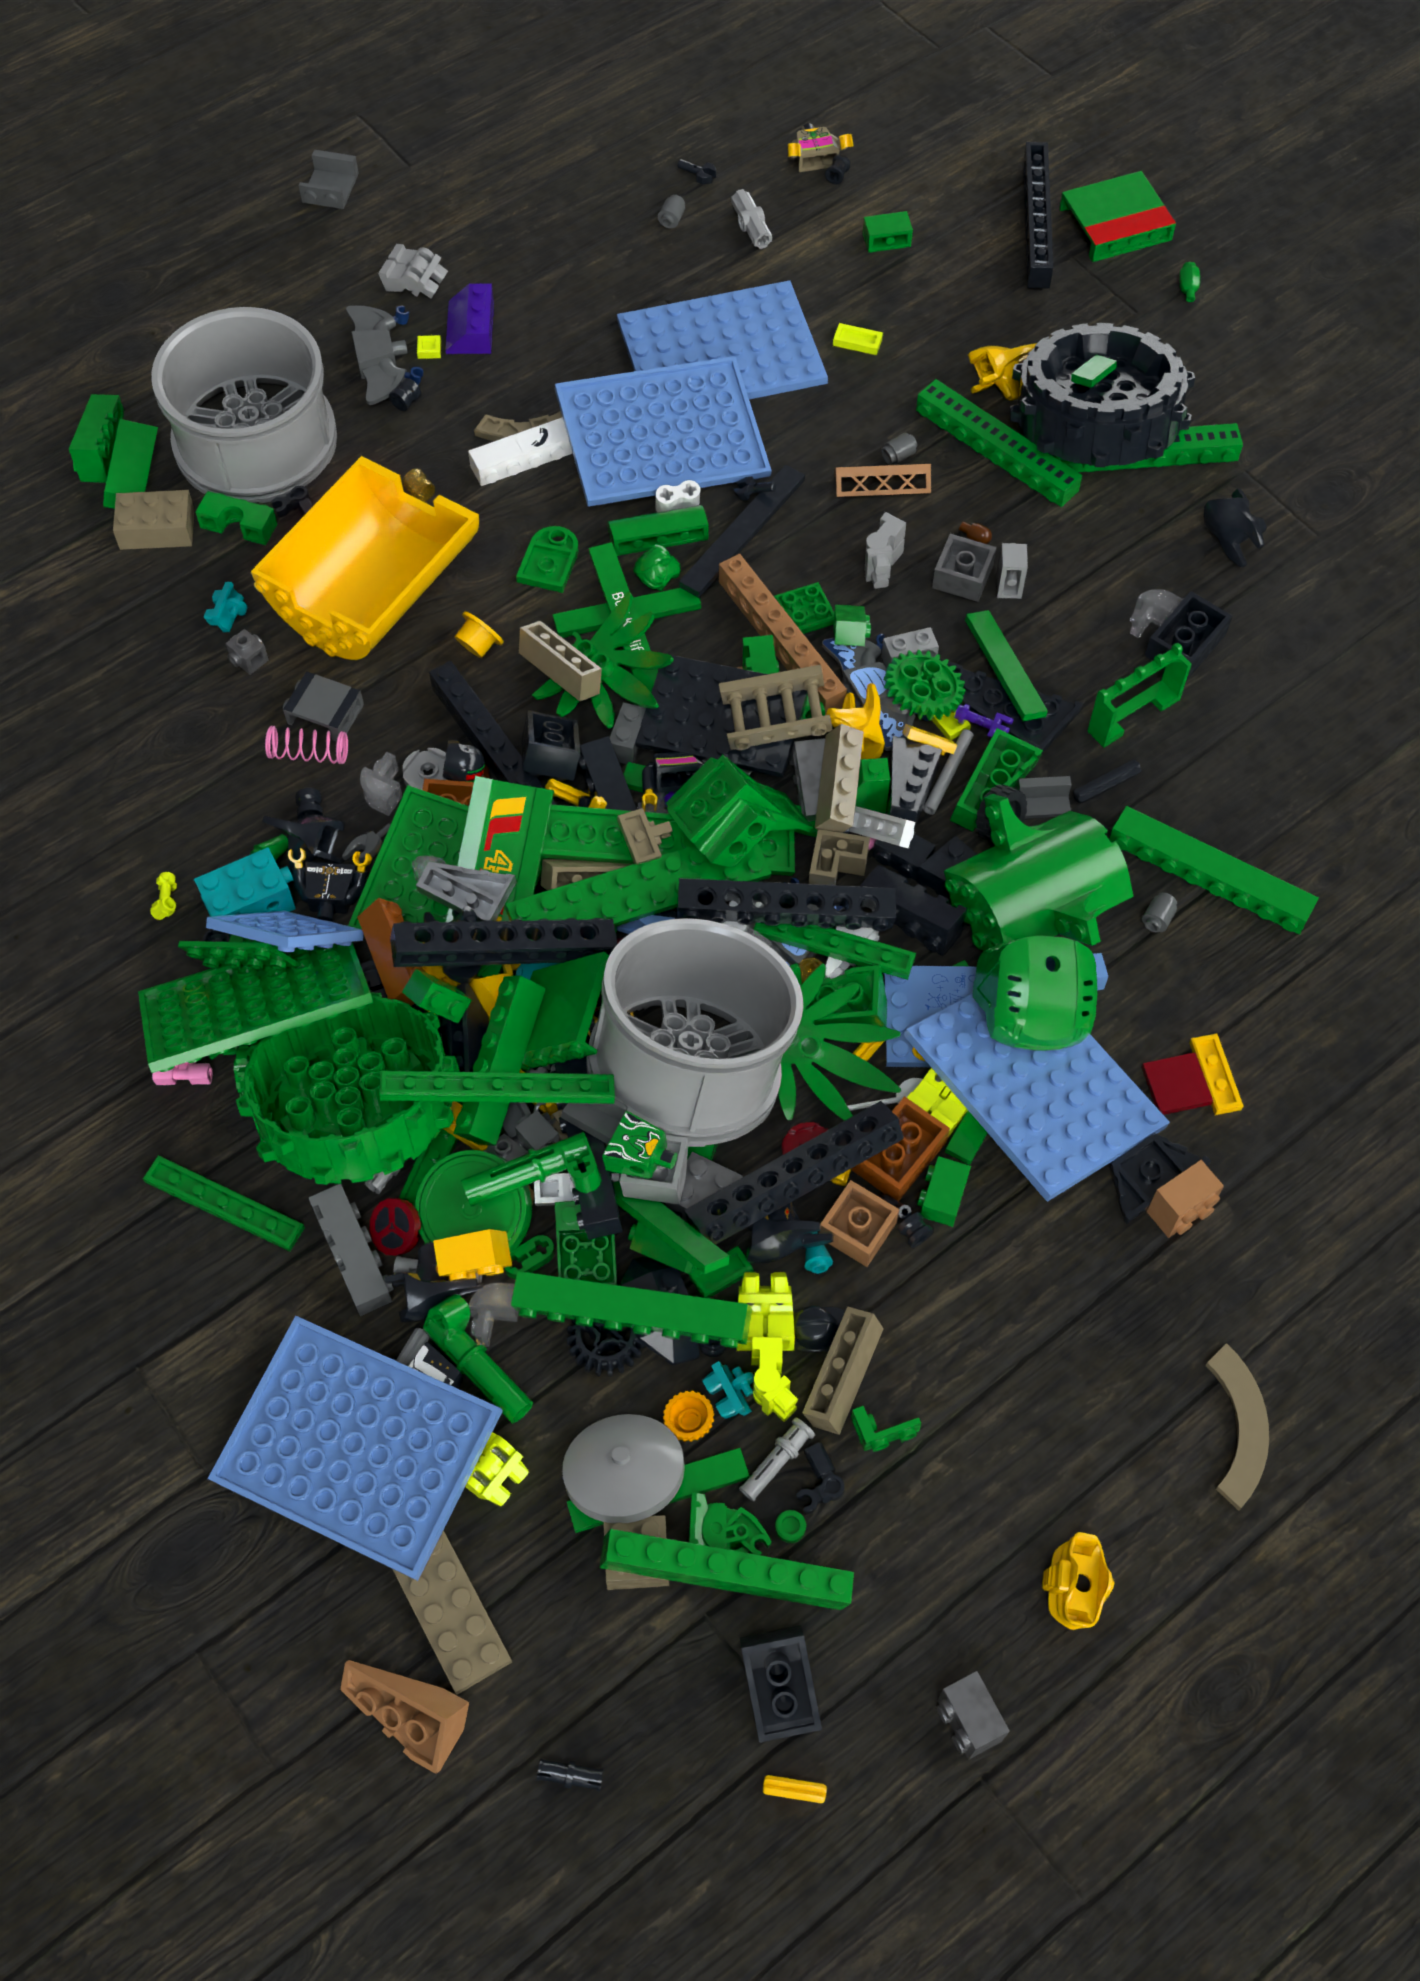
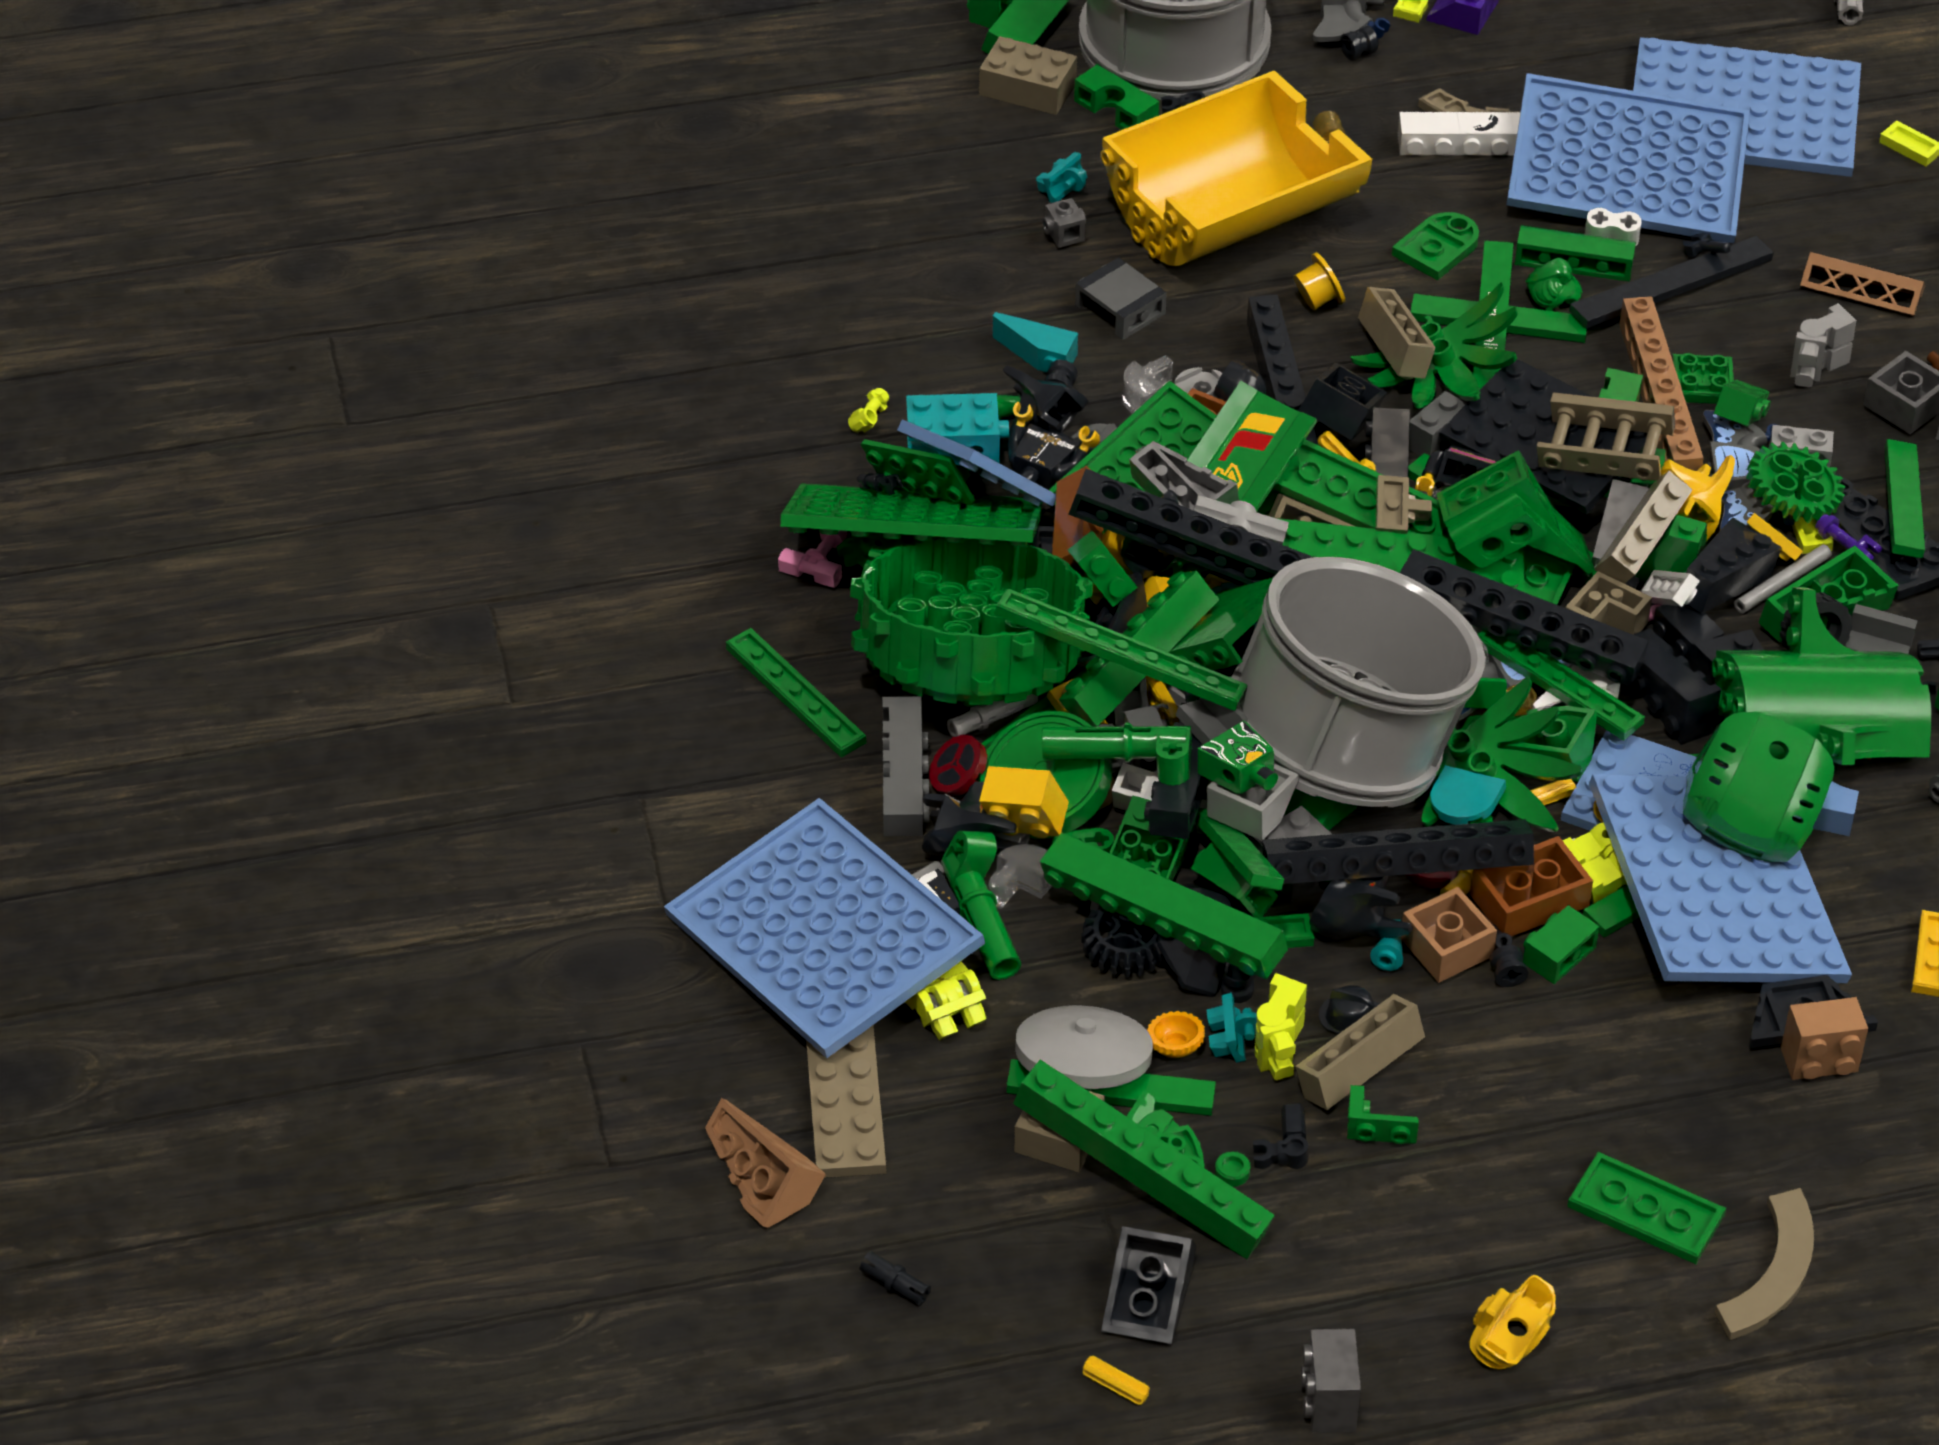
camera: 25 degrees right, 15 degrees down
(206, 970) = (879, 482): none -> black piece
(273, 776) = (1035, 341): none -> teal slope
(342, 742) = (1049, 321): bright pink piece -> none
(533, 907) = (1244, 516): none -> light grey piece
(770, 1309) = (1318, 972): neon yellow hips -> none
(786, 1448) = (1263, 1100): light grey pin -> none
(809, 1081) = (1465, 795): none -> teal tile
(899, 448) = (1899, 259): dark grey brick -> none
(1121, 1413) = (1646, 1207): none -> green tile
(1177, 1083) = (1882, 946): dark red tile -> none

